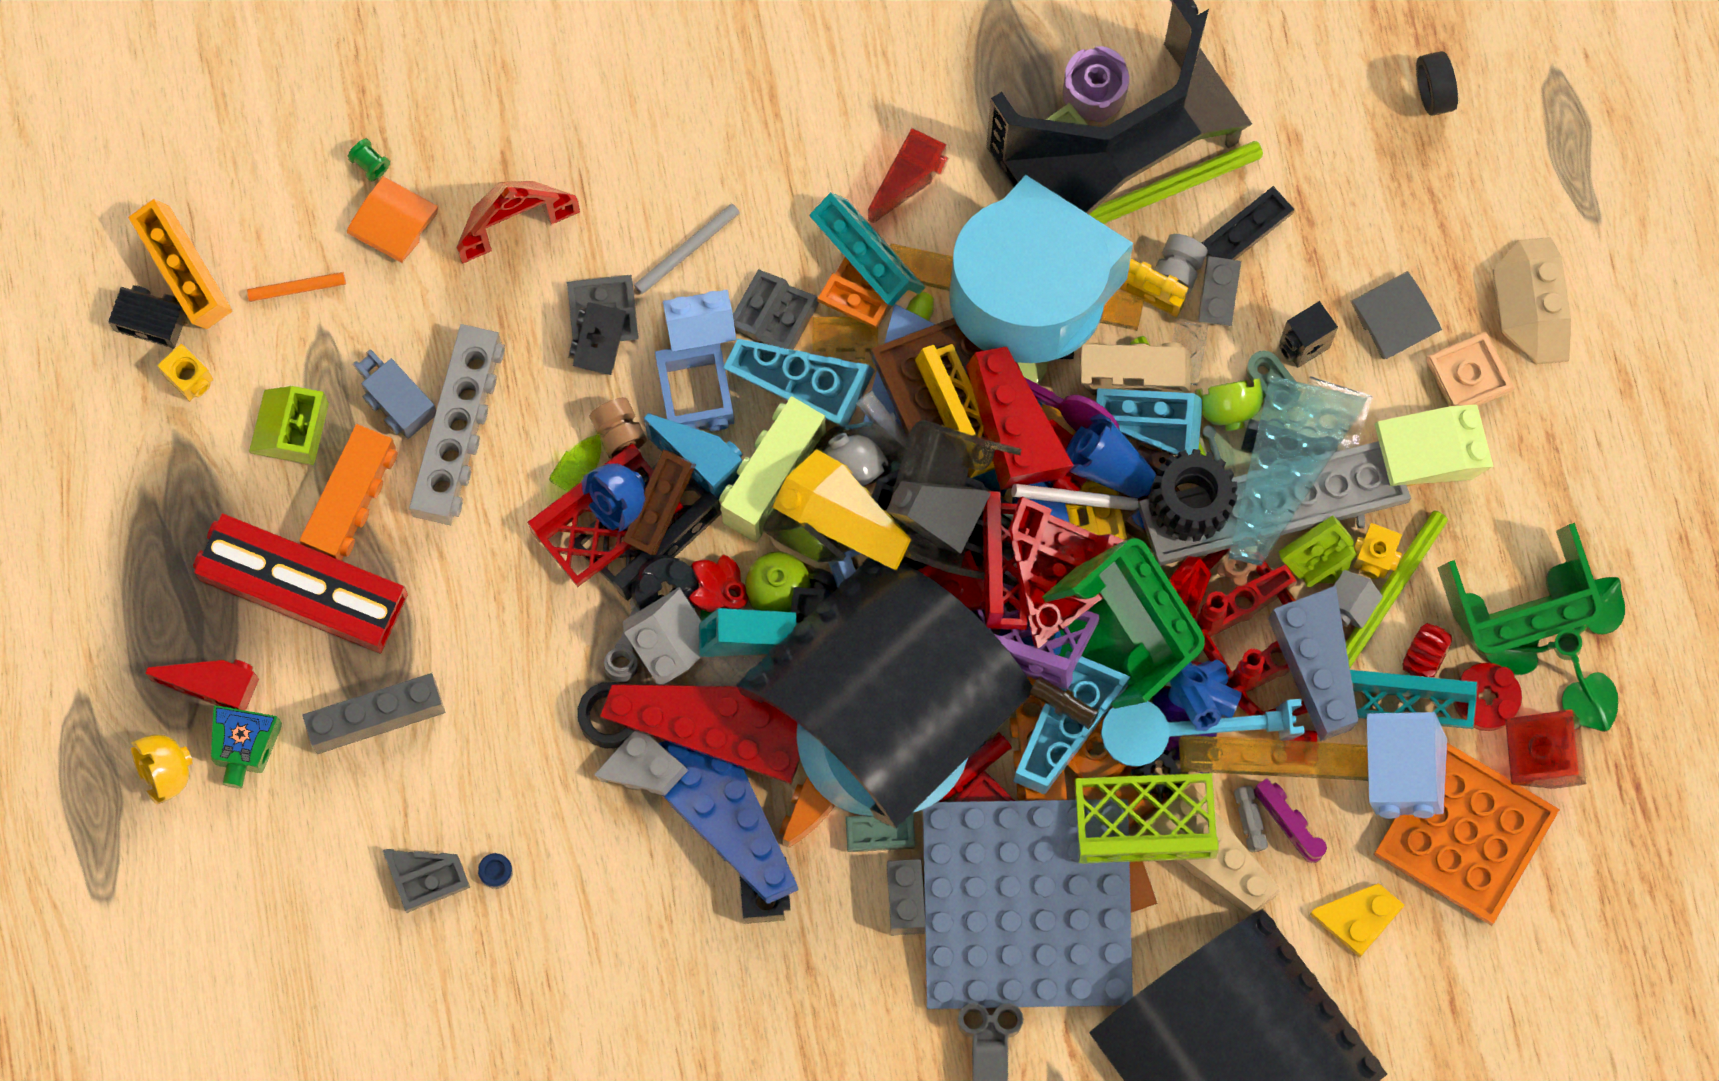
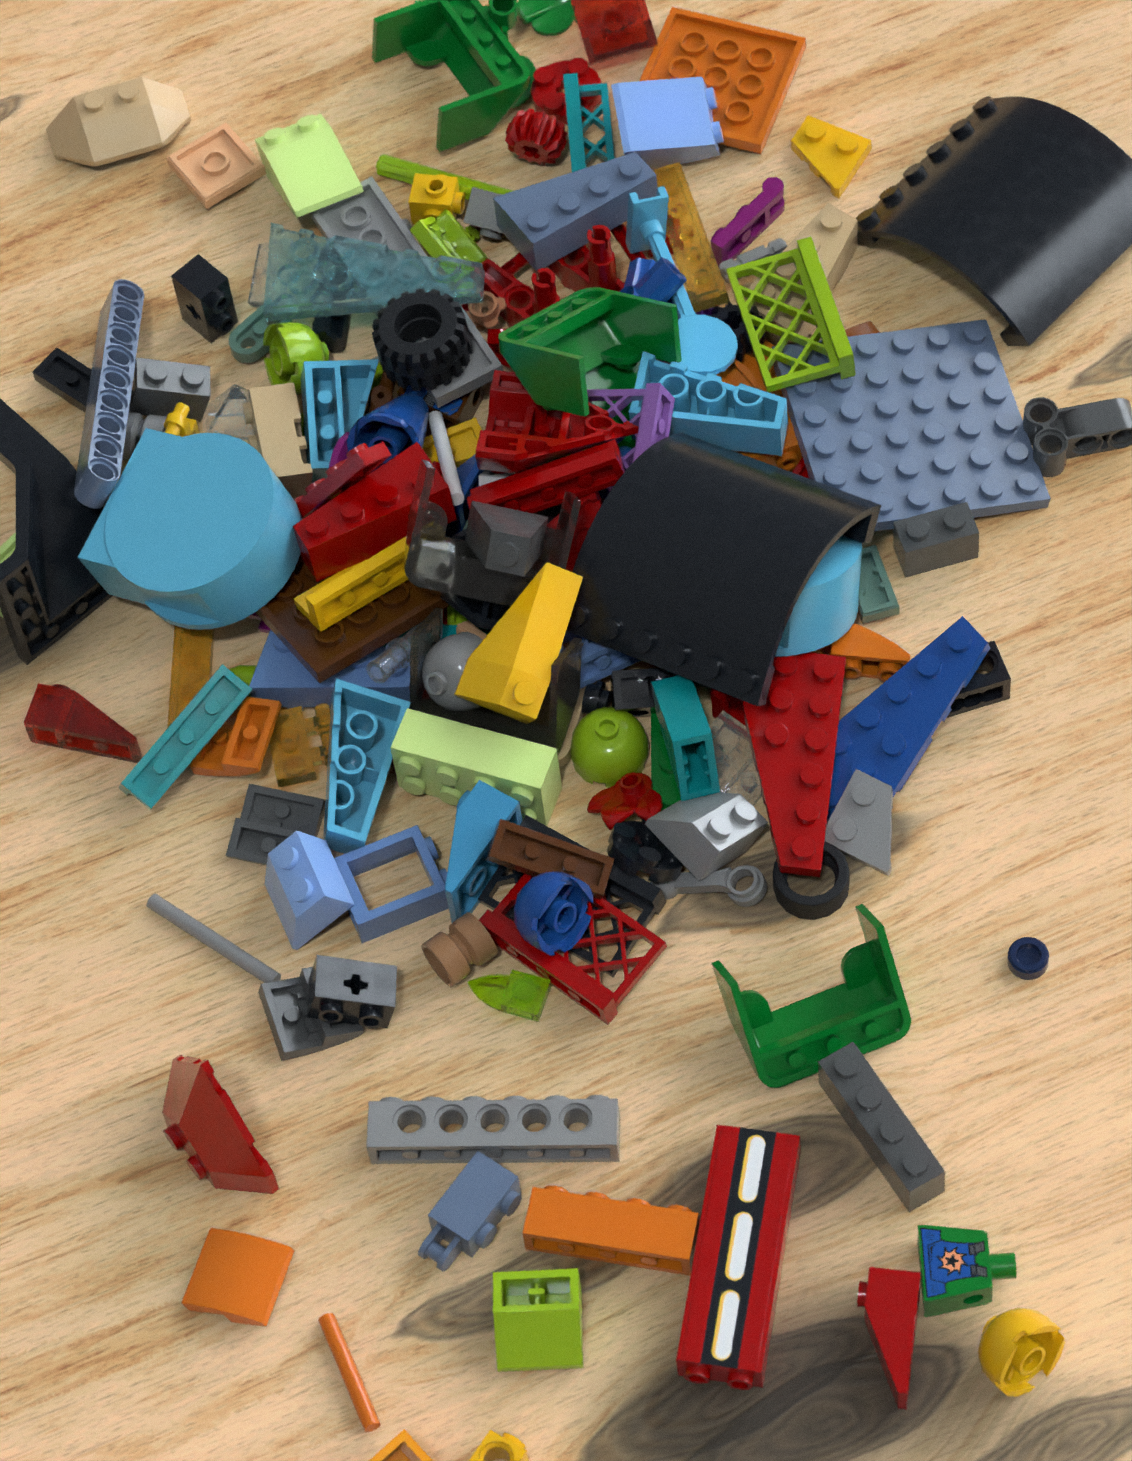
camera: 95 degrees left, 15 degrees down
(368, 159) = (162, 1324): green bush -> none
(425, 876) = (1059, 1025): dark grey wing -> none
(478, 686) = (794, 1038): none -> green windscreen
(1049, 402) = (341, 476): none -> red plate
(1064, 702) = (691, 394): dark brown pin -> none
(1195, 226) = (109, 395): none -> sand blue beam
(1396, 315) = (161, 239): dark grey slope -> none

